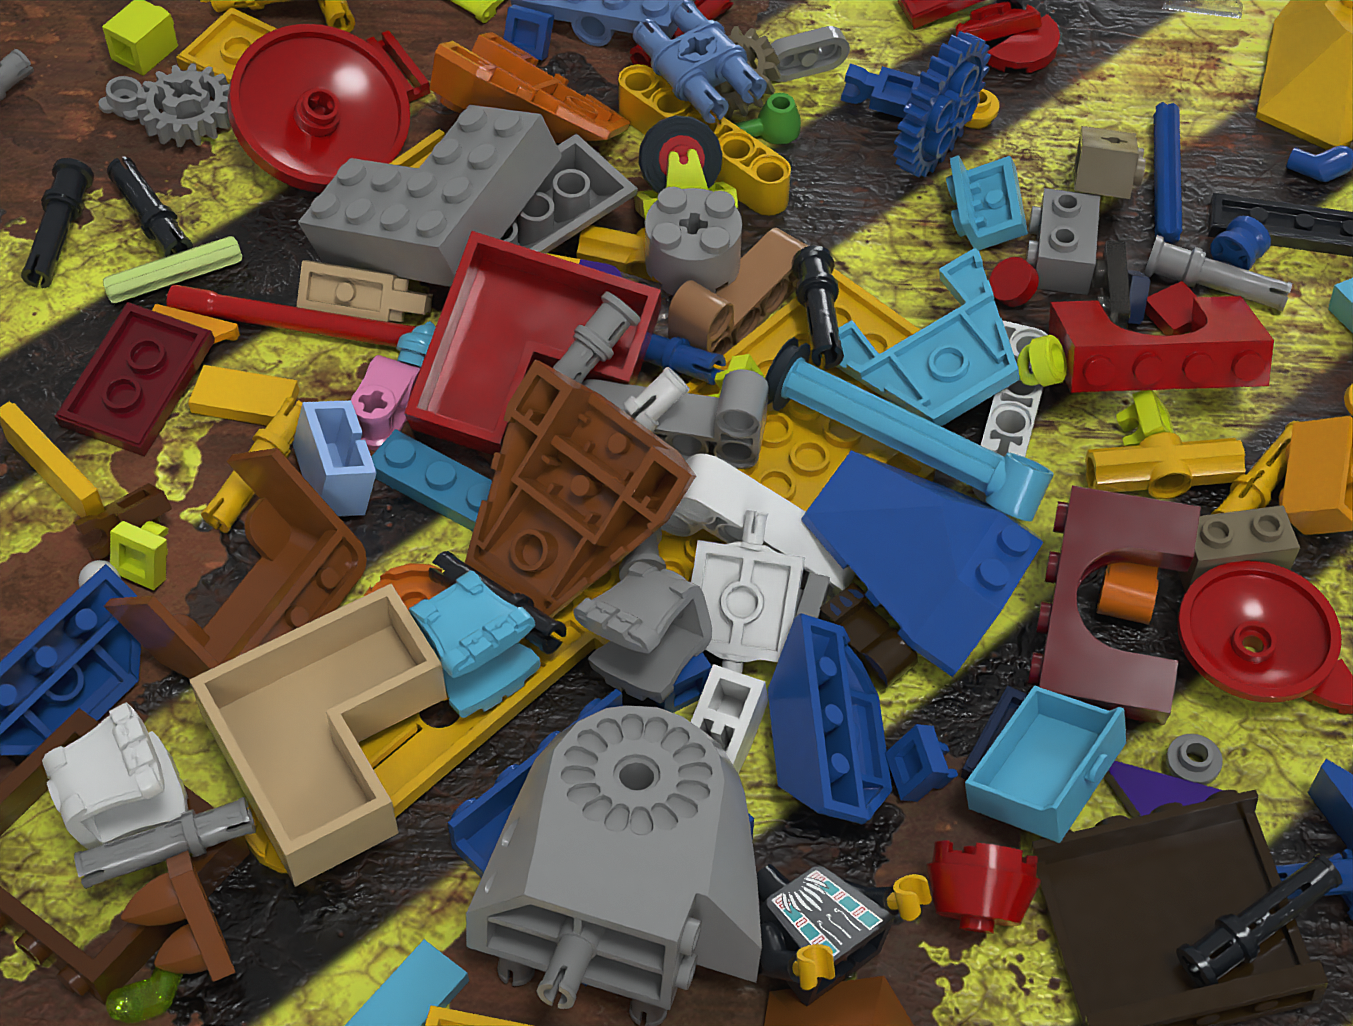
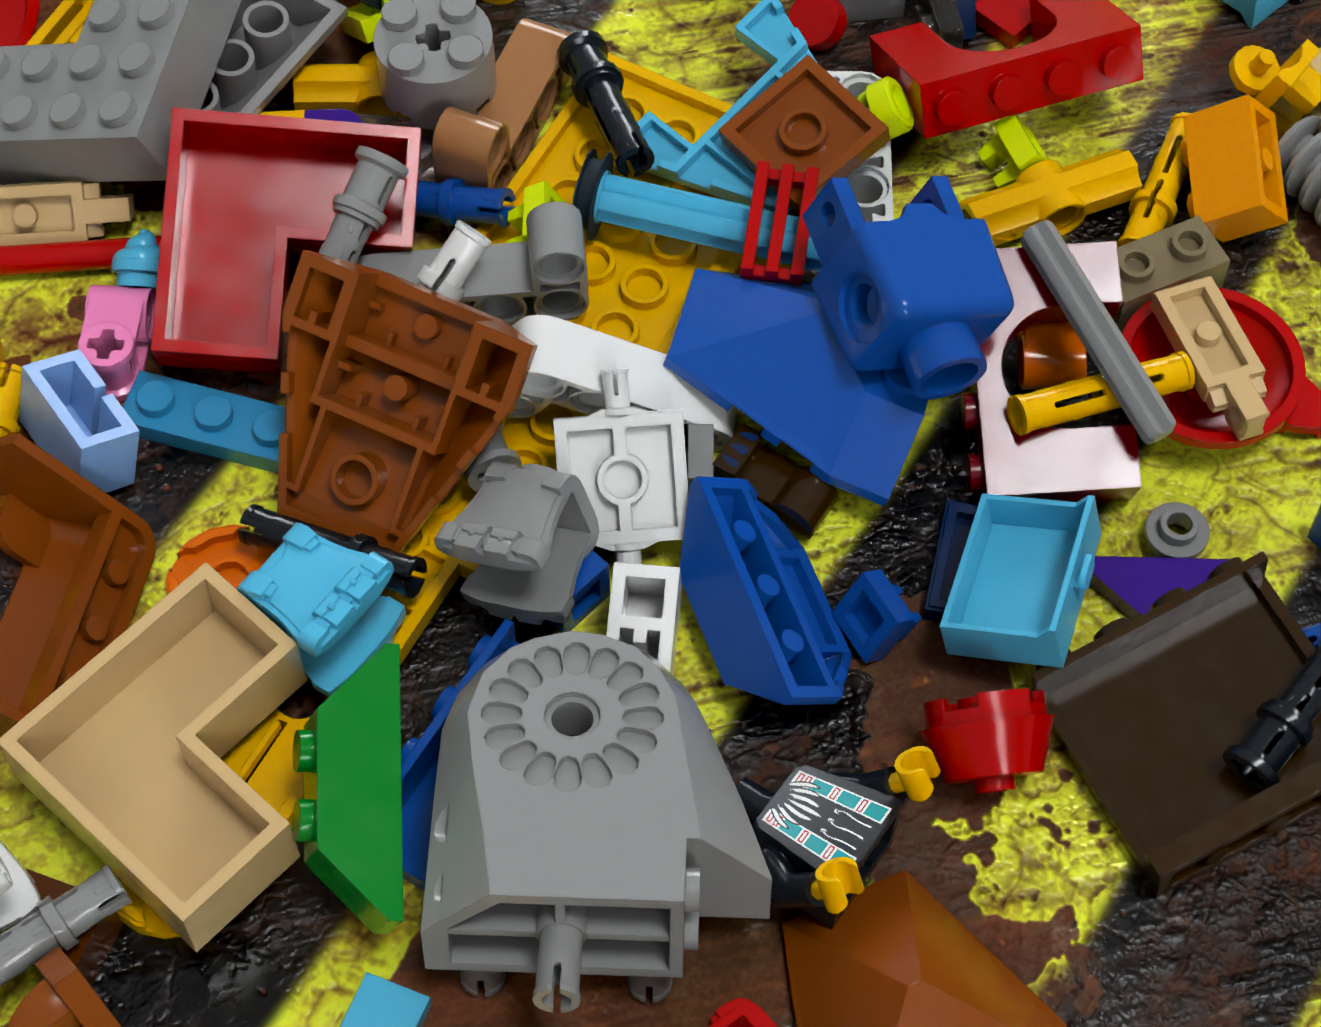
camera: 15 degrees left, 5 degrees up
(450, 790) = (355, 792): none -> green wedge
(941, 396) = (786, 180): none -> red tile
(970, 365) = (805, 122): none -> dark orange tile
(1014, 503) = (909, 287): none -> blue piece
(1164, 577) = (1098, 332): none -> light grey axle
(1214, 627) = (1038, 408): none -> yellow pin
(1263, 619) = (1223, 359): none -> tan hinge

